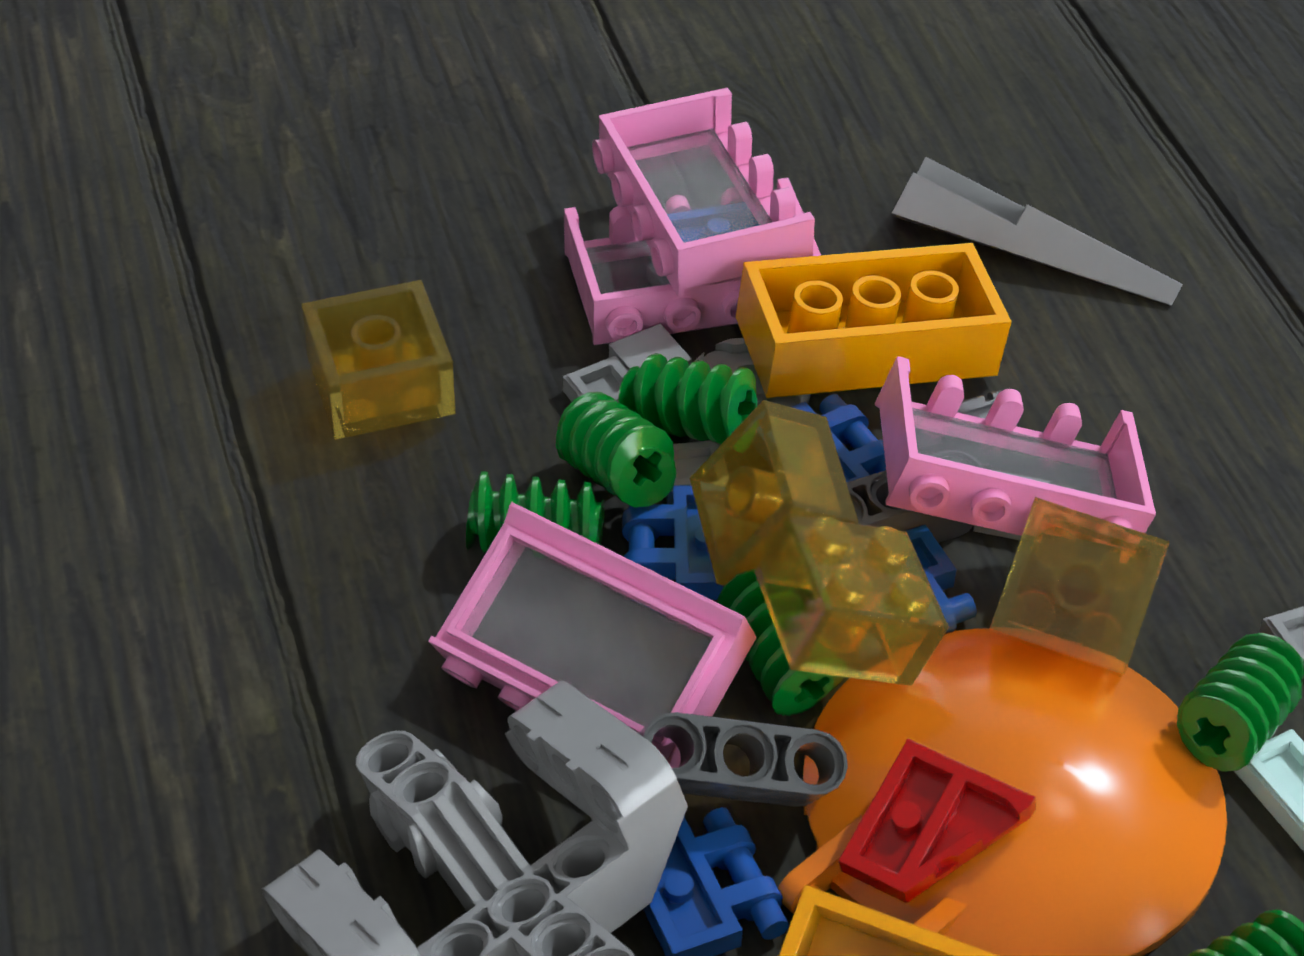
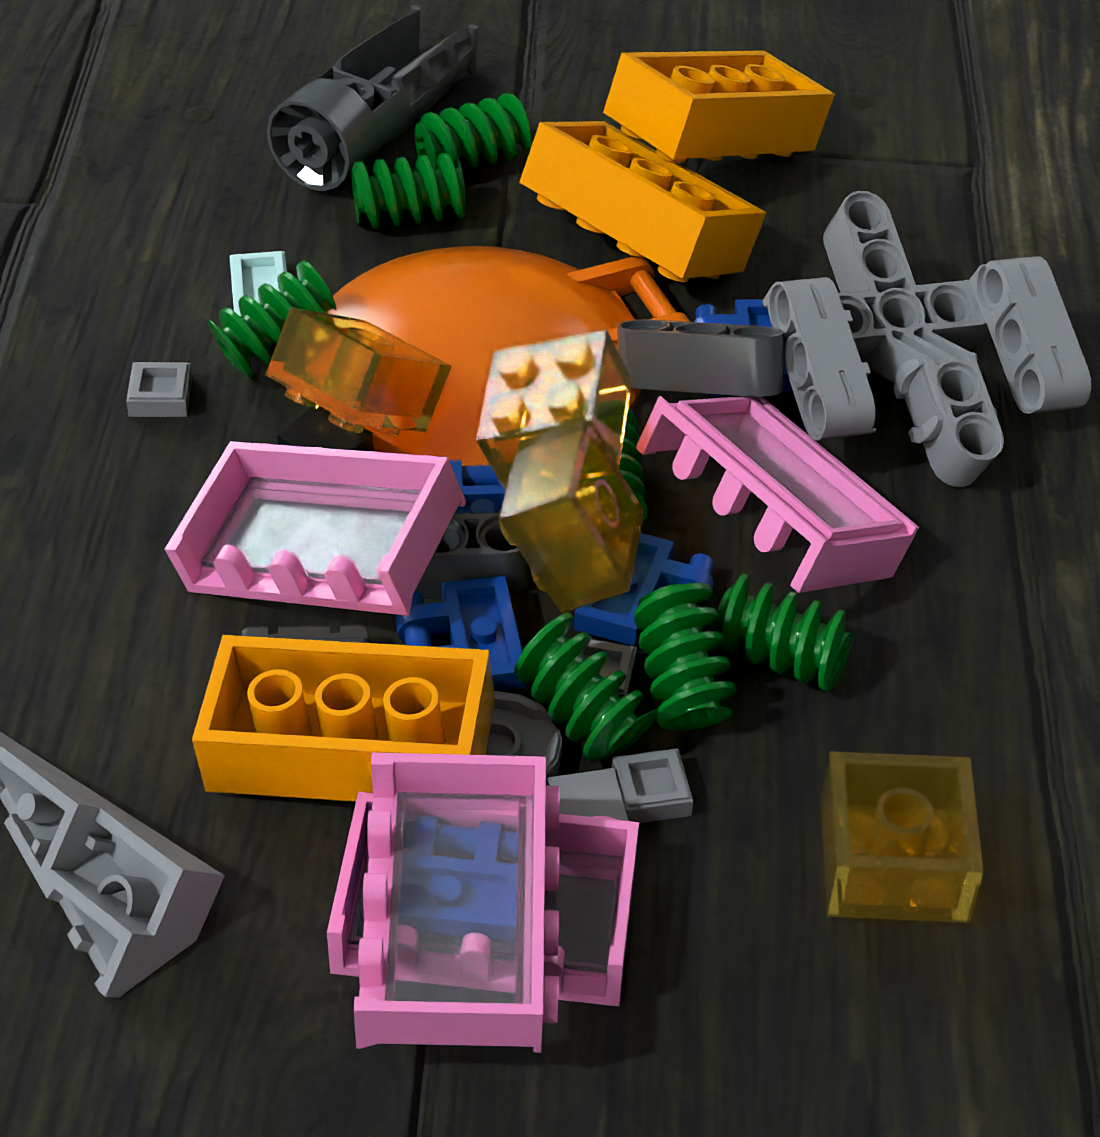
camera: 160 degrees left, 0 degrees up
(930, 822) = (576, 284): red wing -> none

